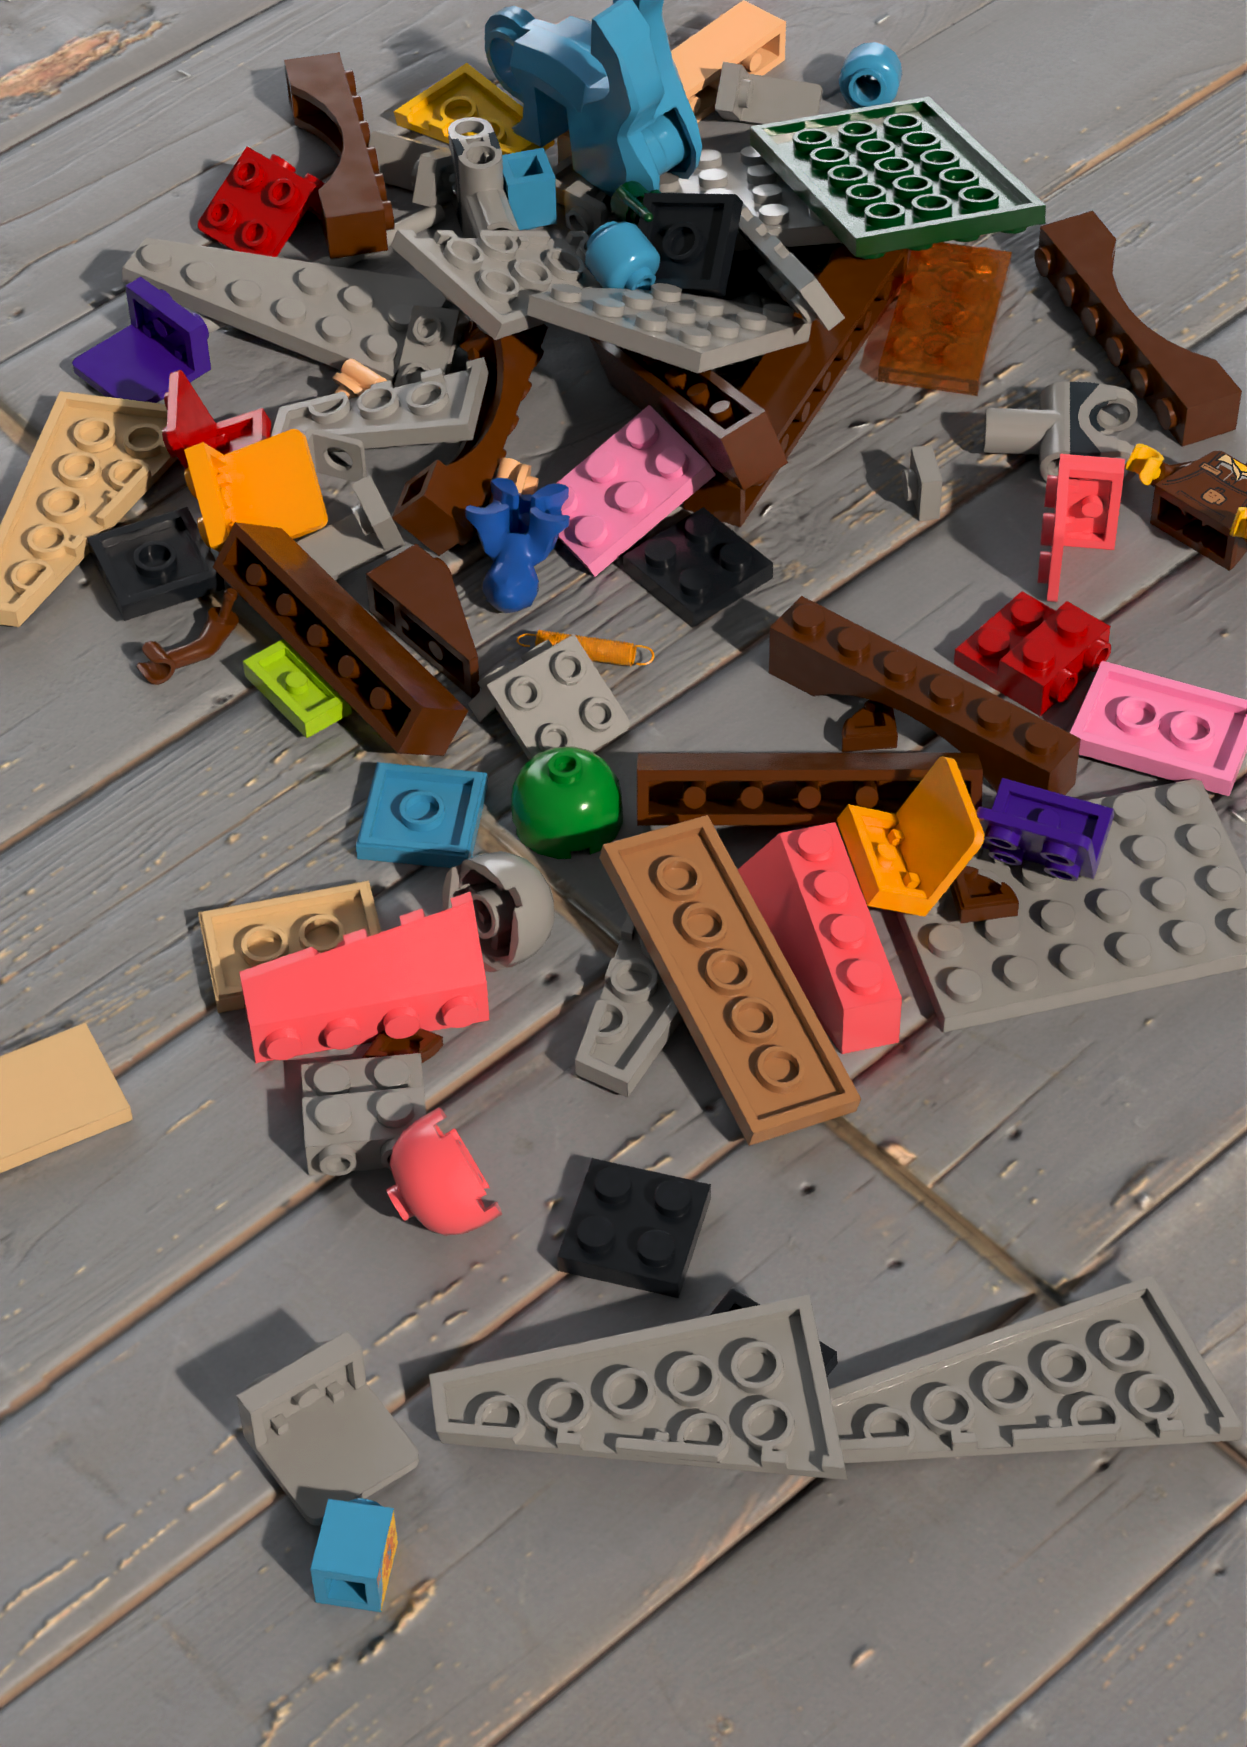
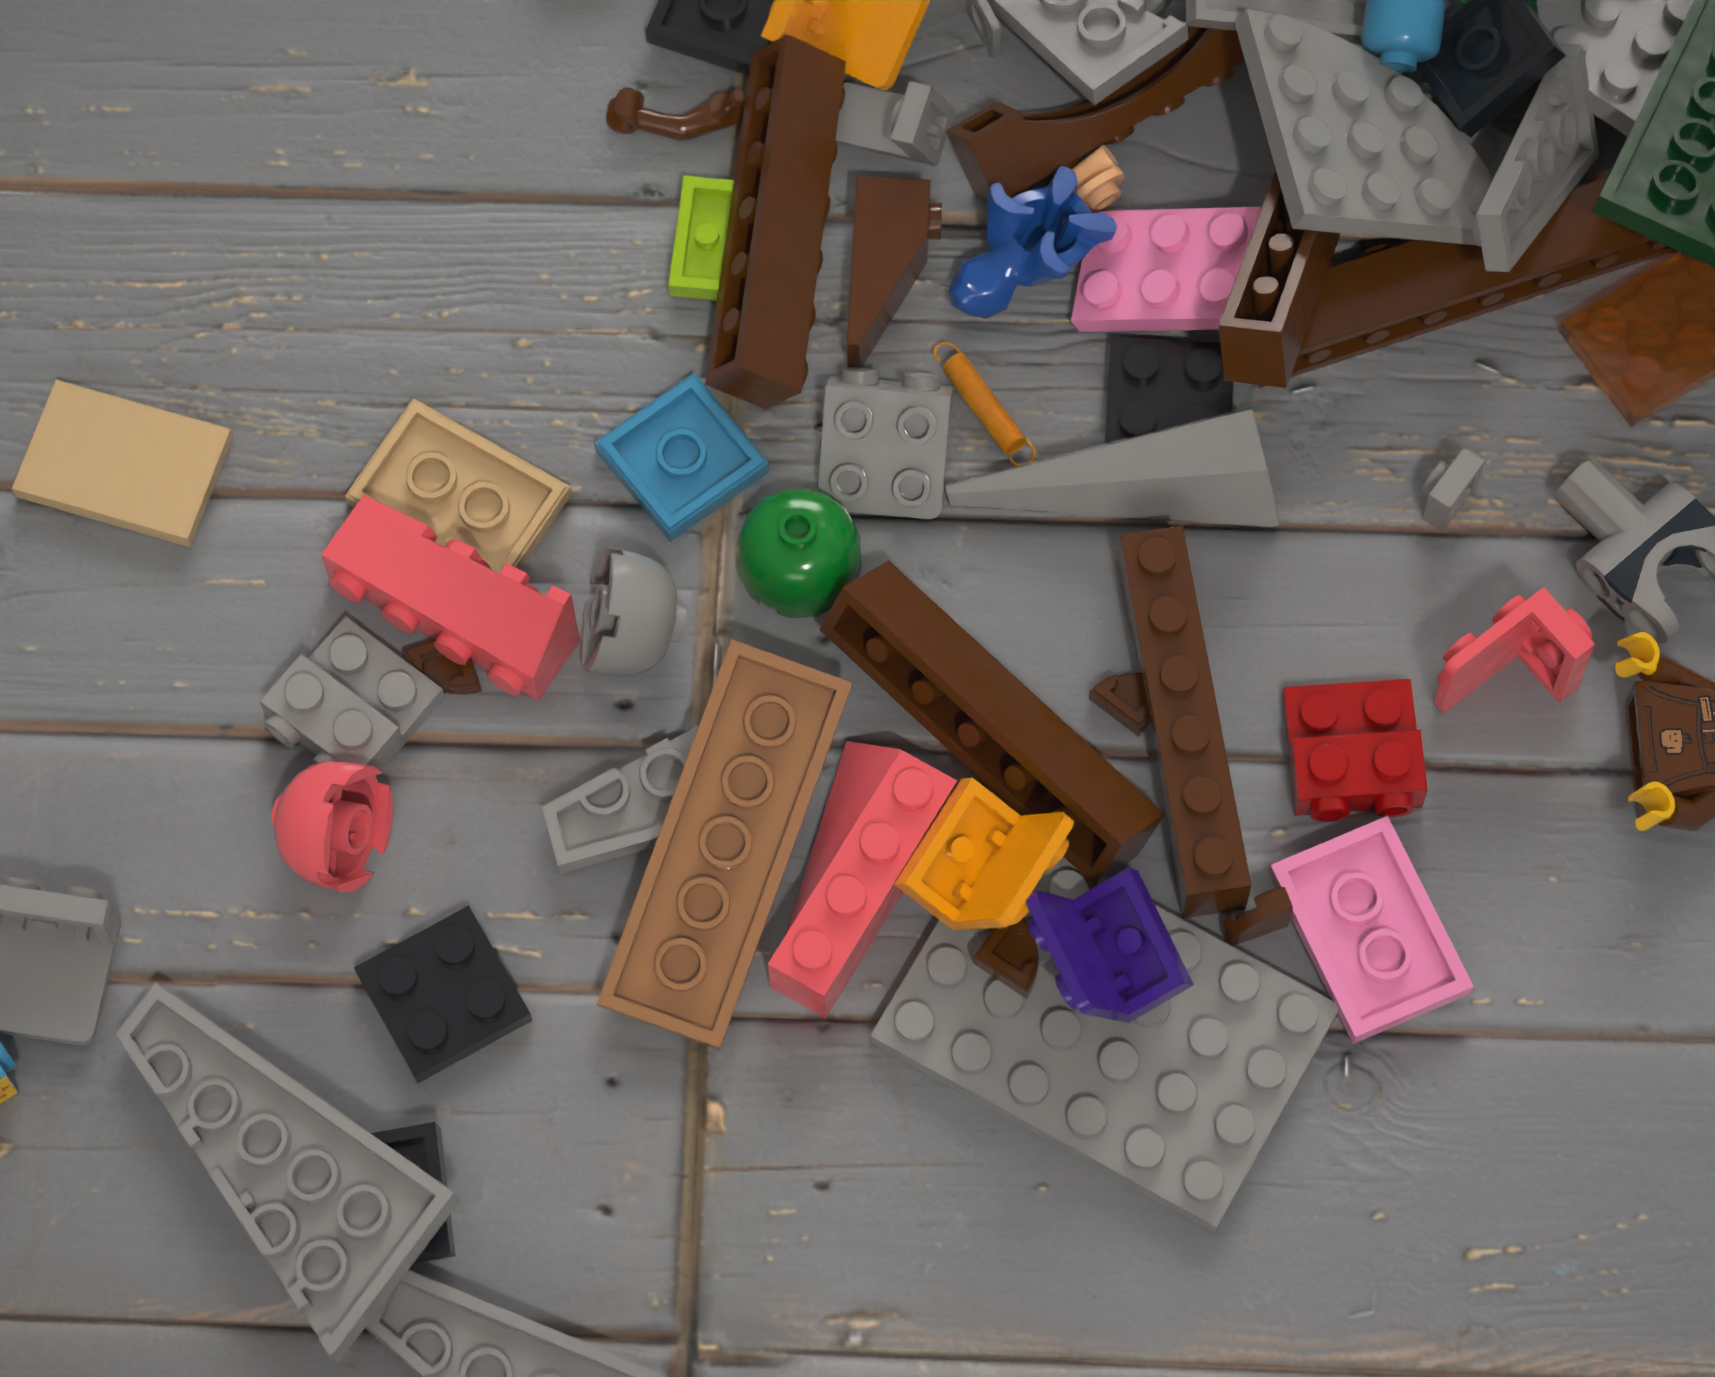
camera: 45 degrees right, 20 degrees up
(759, 581) = (1180, 473): none -> light grey wedge
(1098, 768) = (1270, 915): none -> reddish brown tile

